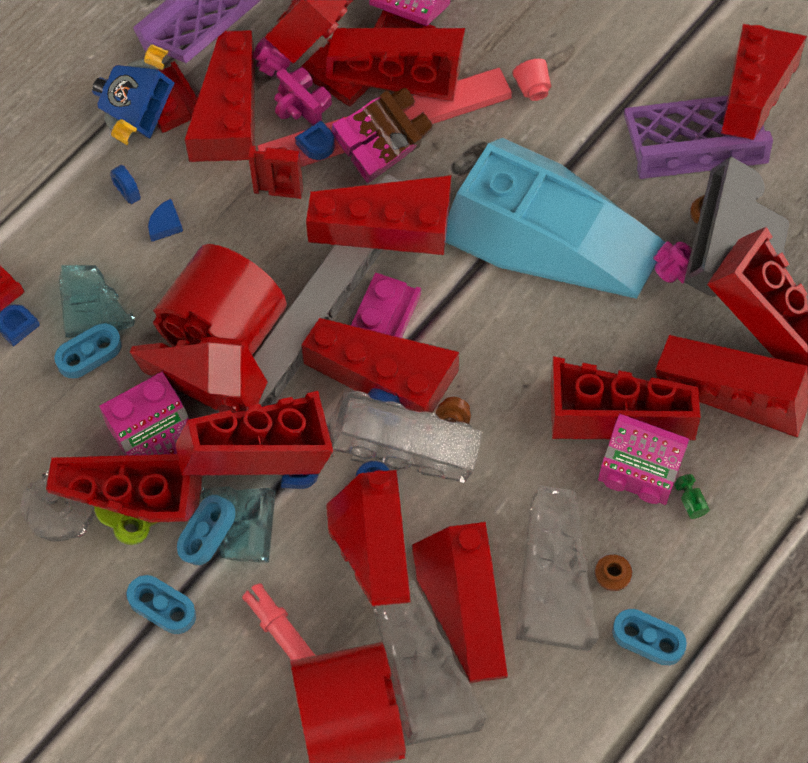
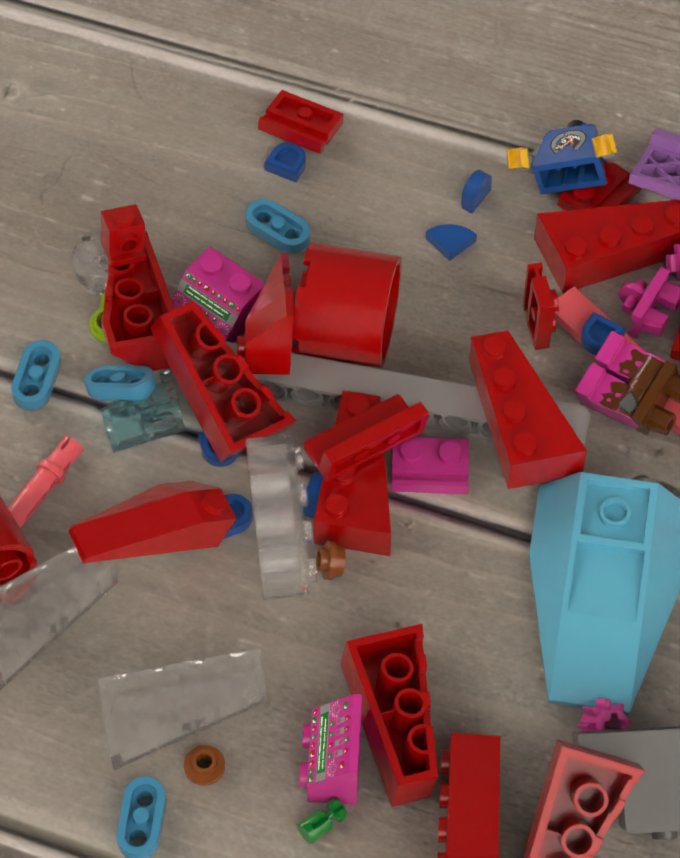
camera: 70 degrees right, 5 degrees down
(61, 472) = (123, 235): none -> red brick
(89, 301) = (332, 207): clear light blue slope -> none
(364, 337) = (365, 436): none -> red panel
(460, 586) = (136, 630): red wedge -> none

